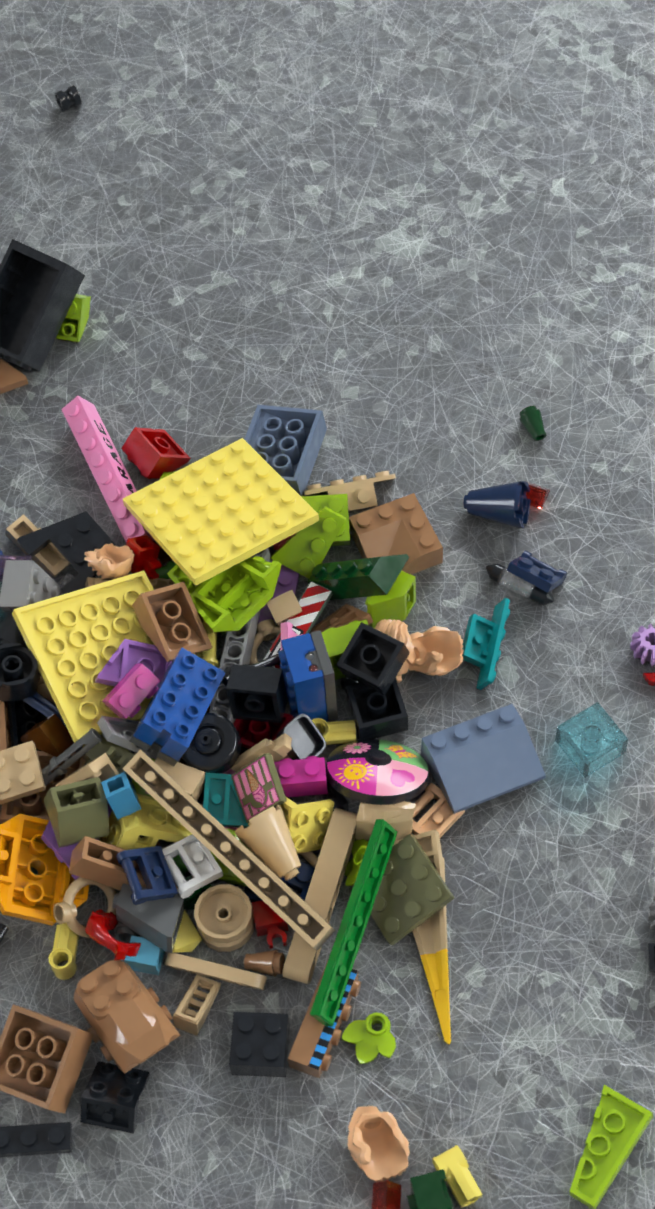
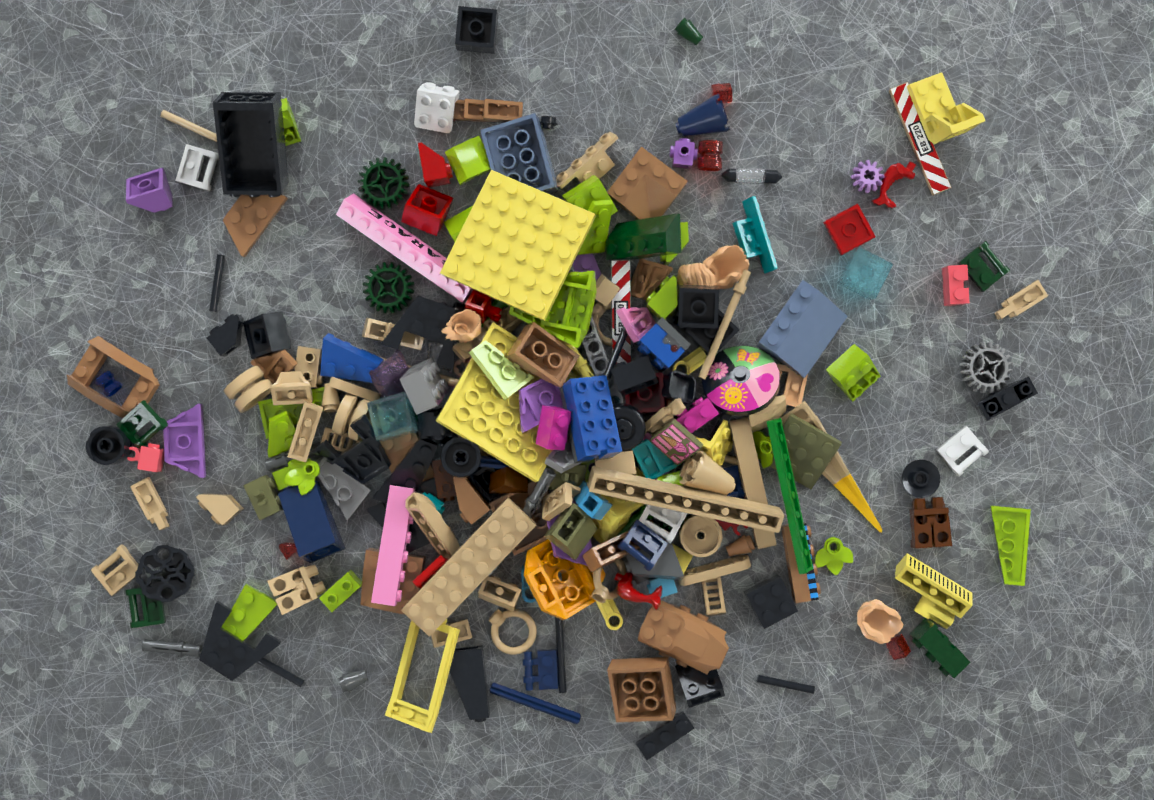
camera: 40 degrees left, 30 degrees up
(50, 499) = (382, 294): none -> dark green gear
(114, 609) = (502, 373): none -> yellowish green wing
(125, 405) = (391, 182): none -> dark green gear
(186, 415) = (434, 167): none -> red slope
(217, 1163) = (785, 684): none -> black bar
(225, 429) = (468, 159): none -> lime slope
(227, 370) = (435, 107): none -> white bracket
(269, 392) = (487, 110): none -> medium nougat slope
(315, 322) = (476, 29): none -> black brick
(333, 435) = (548, 122): none -> black plate
(431, 674) = (739, 289): none -> tan bar
(456, 526) = (683, 160): none -> medium lavender brick
(474, 1138) = (933, 585): none -> light yellow brick
(484, 541) = (710, 162): none -> clear red wheel
(515, 1053) = (930, 525): none -> reddish brown hips
(517, 839) = (853, 372): none -> lime slope
(531, 989) = (930, 478): none -> black dish
(536, 572) = (759, 165): dark blue plate -> none
(601, 685) = (849, 229): none -> red plate
(601, 992) = (957, 446): none -> white plate

